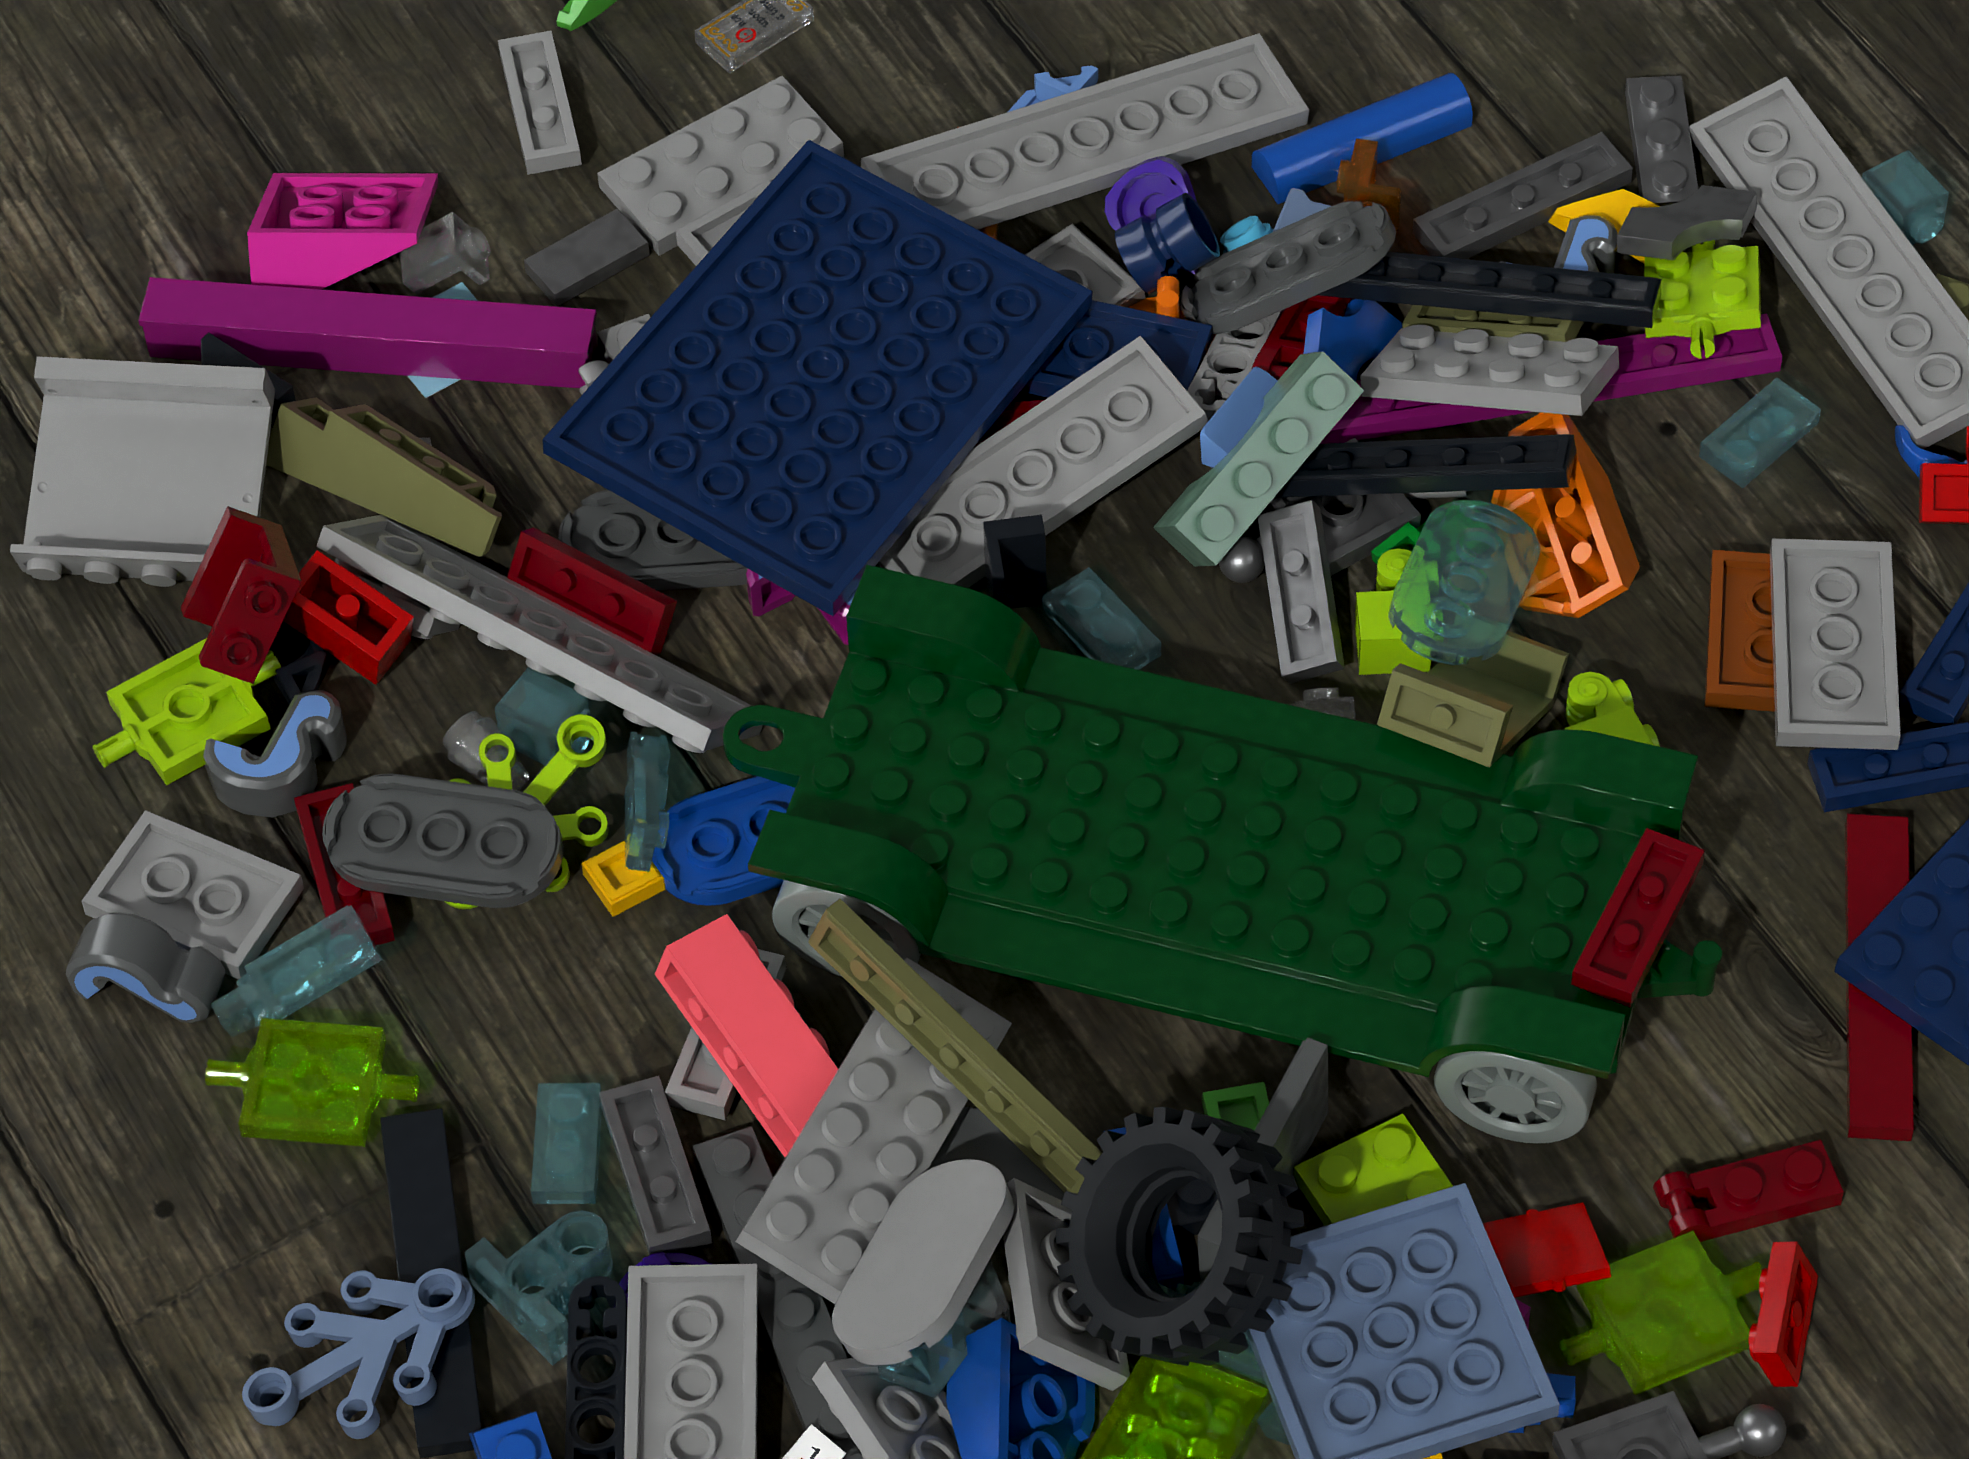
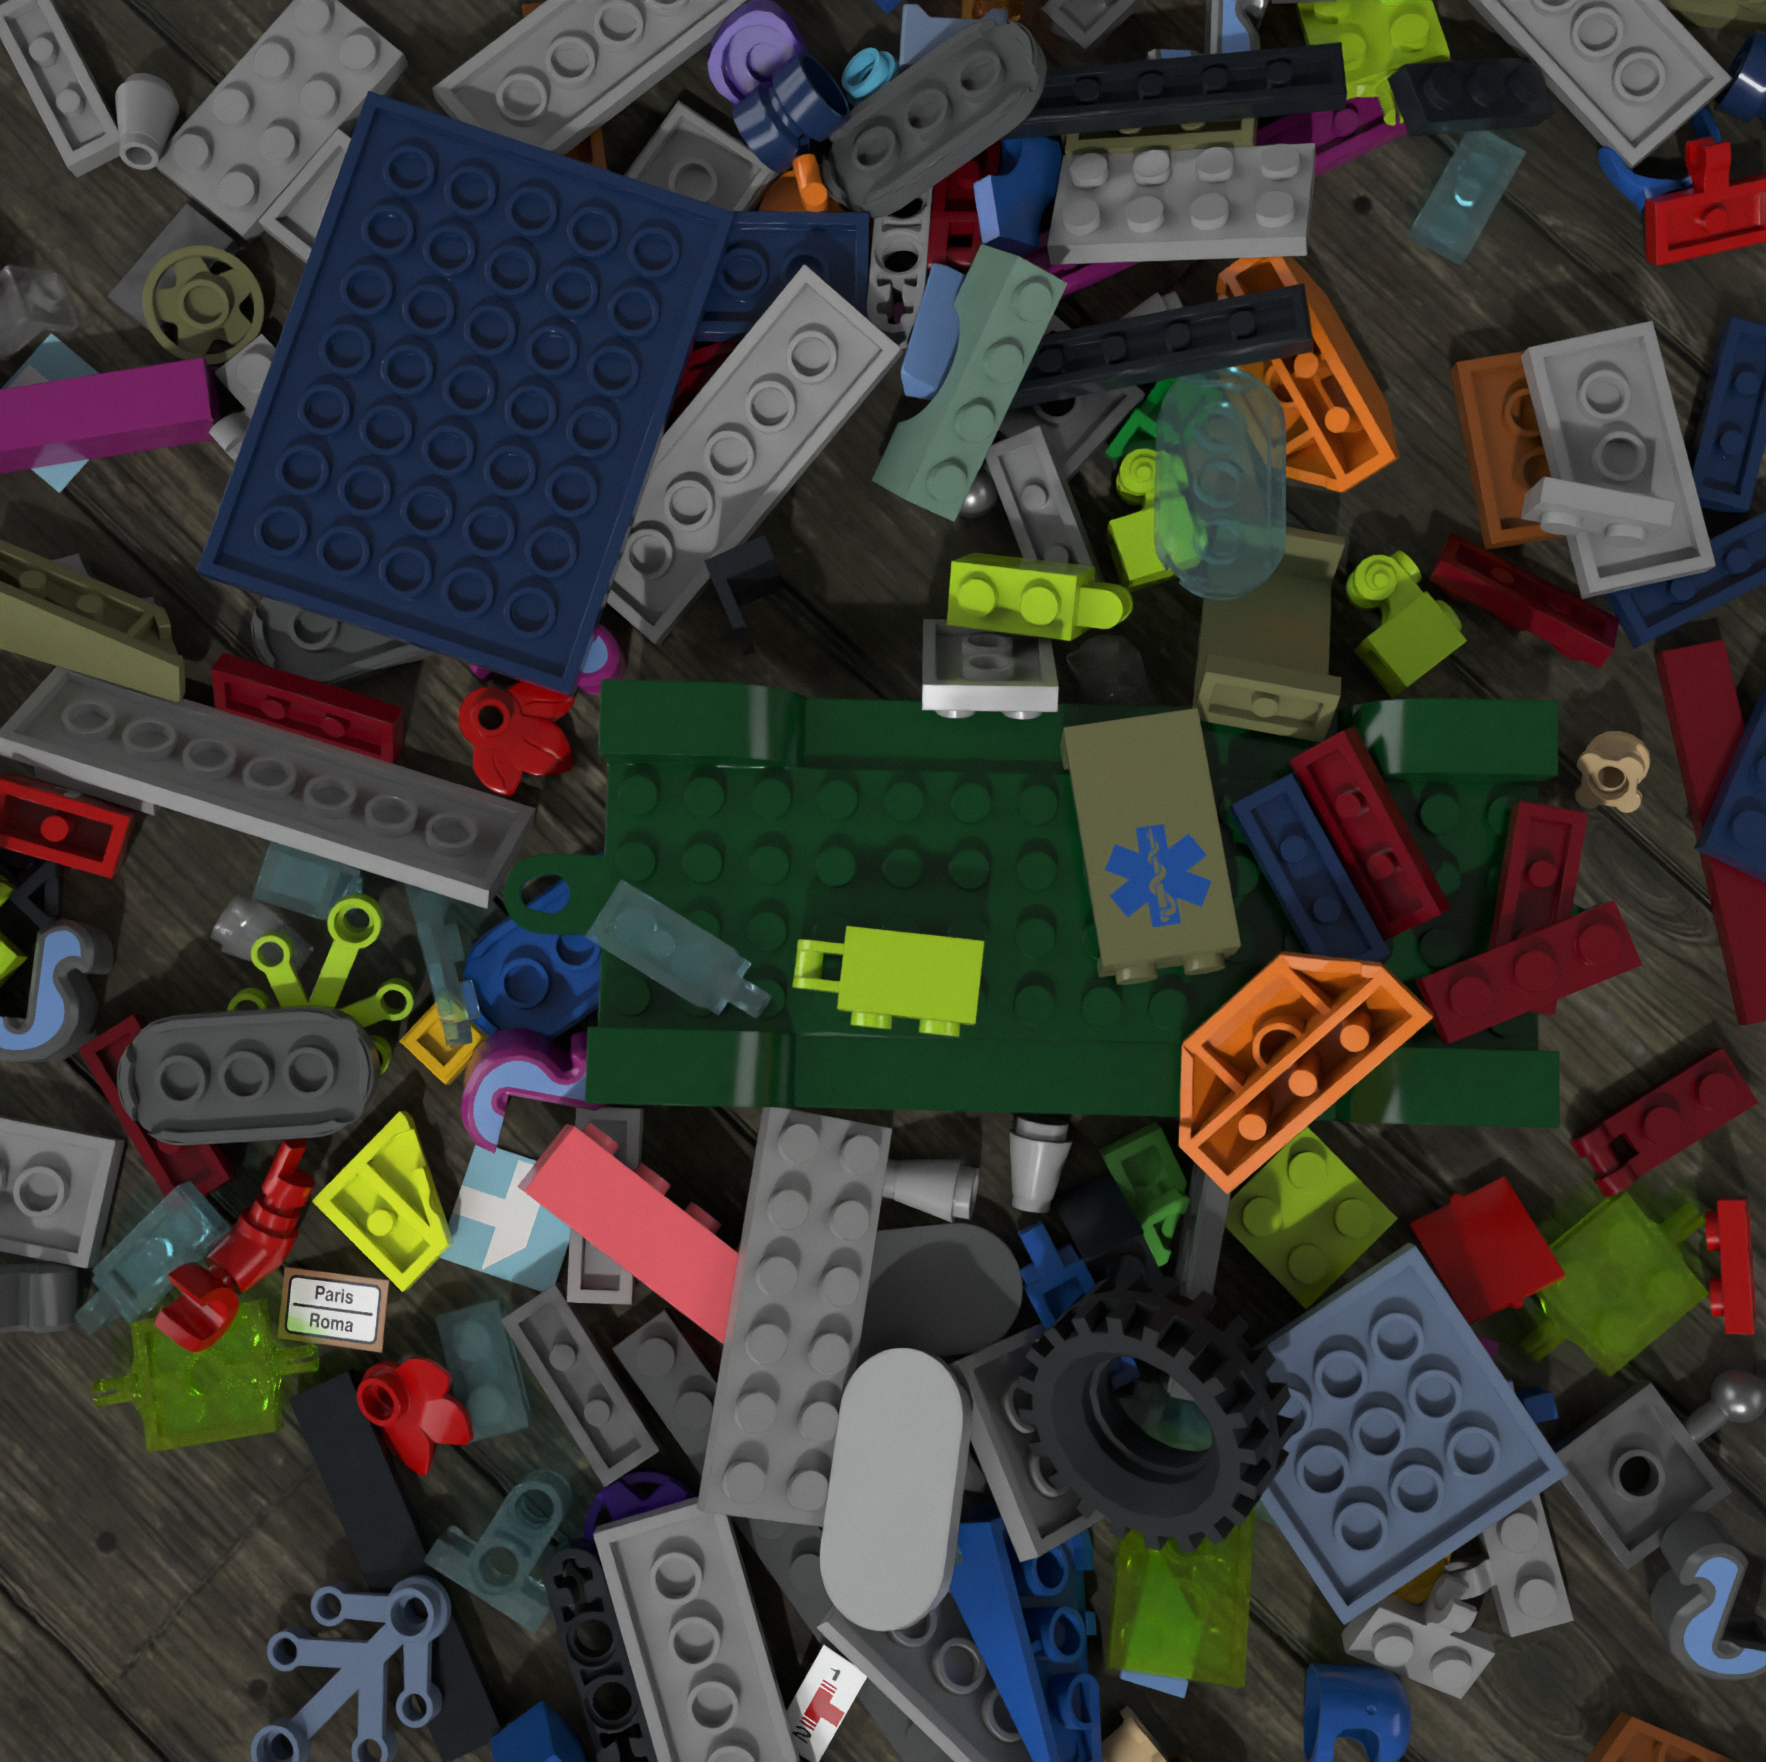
camera: 10 degrees left, 30 degrees up
(389, 988) = (242, 1258): none -> red piece
(448, 1057) = (333, 1309): none -> sticker
(499, 1155) = (414, 1409): none -> red plate
(527, 985) = (390, 1204): none -> neon yellow wing
(604, 139) = (144, 119): none -> light grey cone
(605, 279) = (203, 304): none -> olive wheel
(628, 1032) = (502, 1227): none -> medium azure sticker
(695, 893) = (522, 1066): none -> magenta animal
(773, 660) = (523, 742): none -> red plate
(865, 786) = (675, 952): none -> clear light blue hinge
(952, 1045) = (856, 1222): olive tile -> none
(1052, 1079) = (933, 1186): none -> light grey cone
(1053, 840) = (898, 977): none -> lime brick
(1100, 622) = (847, 606): clear light blue plate -> none
(1141, 1079) = (1037, 1160): none -> light grey cone
(1208, 663) = (986, 672): none -> light grey plate
(1267, 632) = (1032, 597): none -> lime brick
(1305, 798) = (1151, 845): none -> olive panel
(1380, 967) = (1285, 1056): none -> orange wedge
(1441, 853) = (1306, 873): none -> dark blue plate
(1505, 827) = (1369, 833): none -> dark red plate
(1614, 949) = (1529, 972): none -> dark red plate
(1726, 746) = (1525, 601): none -> dark red plate
(1770, 889) = (1612, 771): none -> tan brick
(1776, 352) = (1470, 95): none -> black plate
(1792, 658) = (1621, 516): none -> light grey plate

